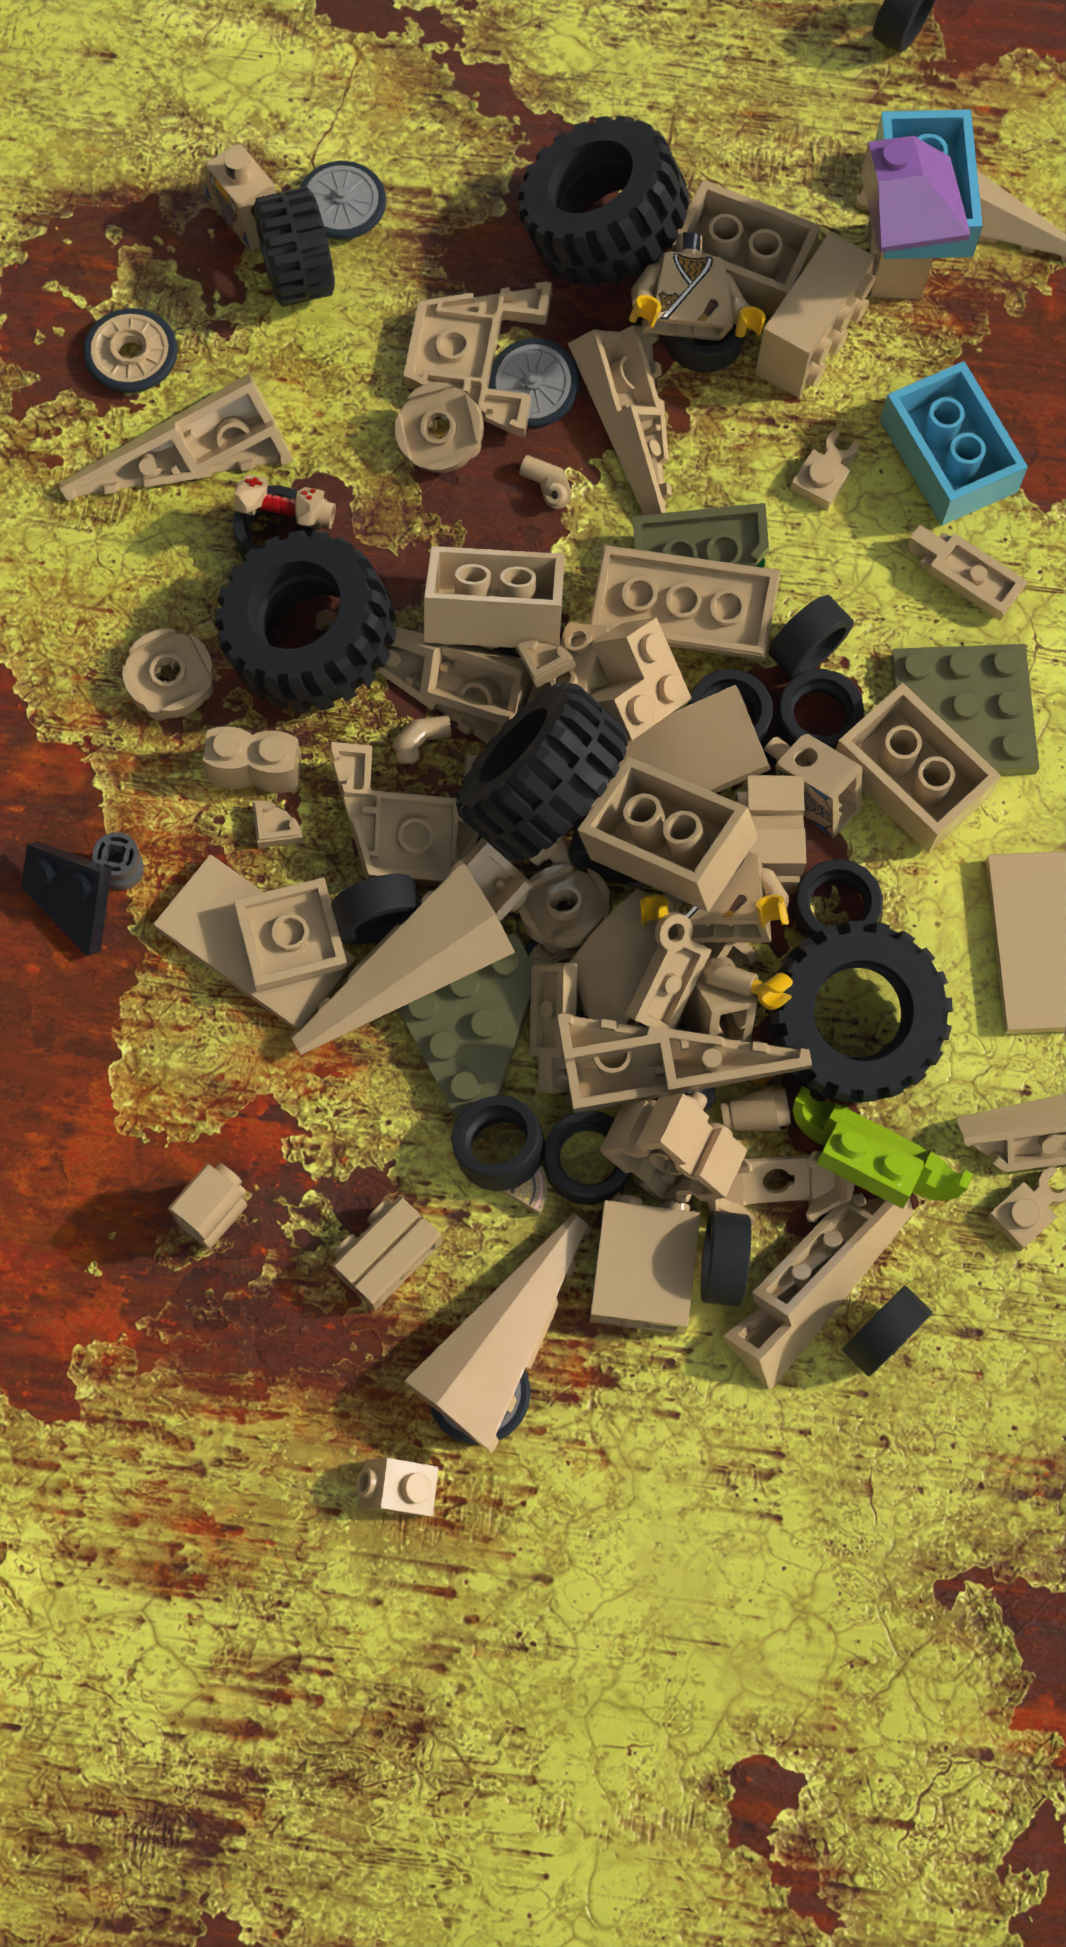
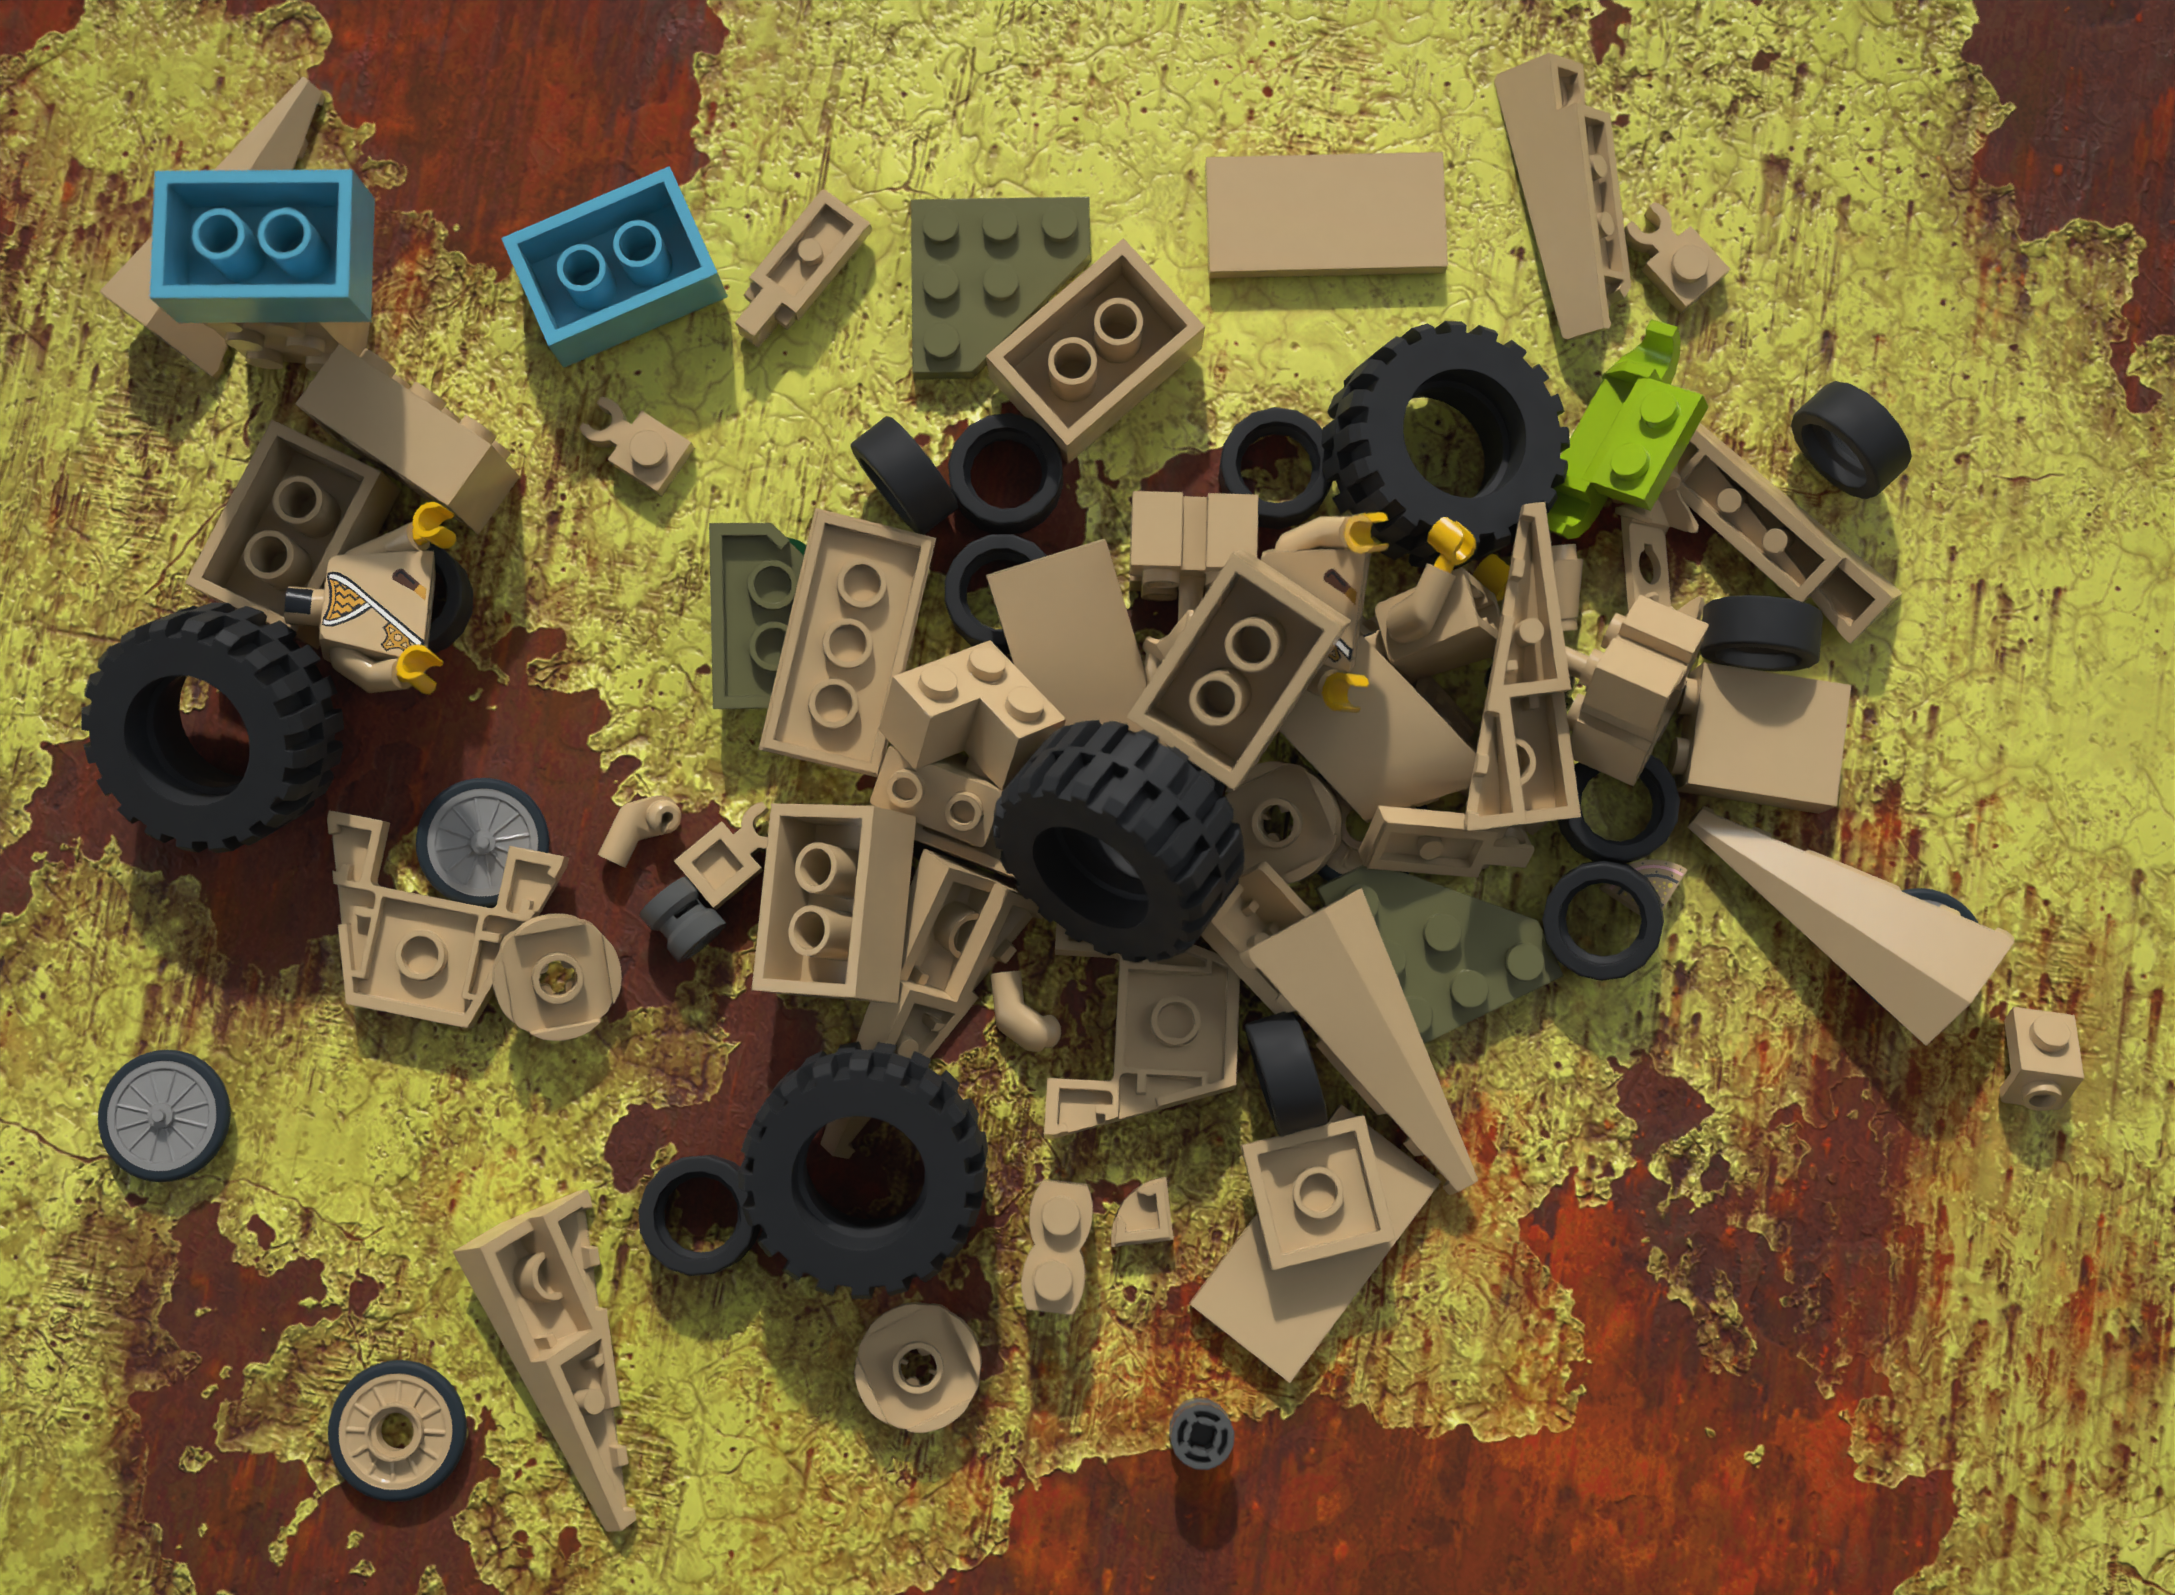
camera: 85 degrees left, 10 degrees up
(69, 892) = (1245, 1501): black wing -> none
(209, 1204) = (1699, 1301): tan brick -> none
(232, 187) = (154, 1265): tan torso -> none
(294, 246) = (257, 1183): black tyre -> none
(308, 508) = (688, 1164): tan piece -> none
(385, 1252) = (1745, 1069): tan brick -> none
(482, 509) = (682, 919): none -> dark grey wheel
(525, 531) = (724, 861): none -> tan plate
(544, 660) = (938, 836): tan tile -> none
(623, 388) = (503, 716): tan wedge -> none
(669, 975) = (1421, 681): tan hinge -> none
(830, 780) = (1116, 460): tan torso -> none
(912, 195) = (305, 261): medium lavender slope -> none

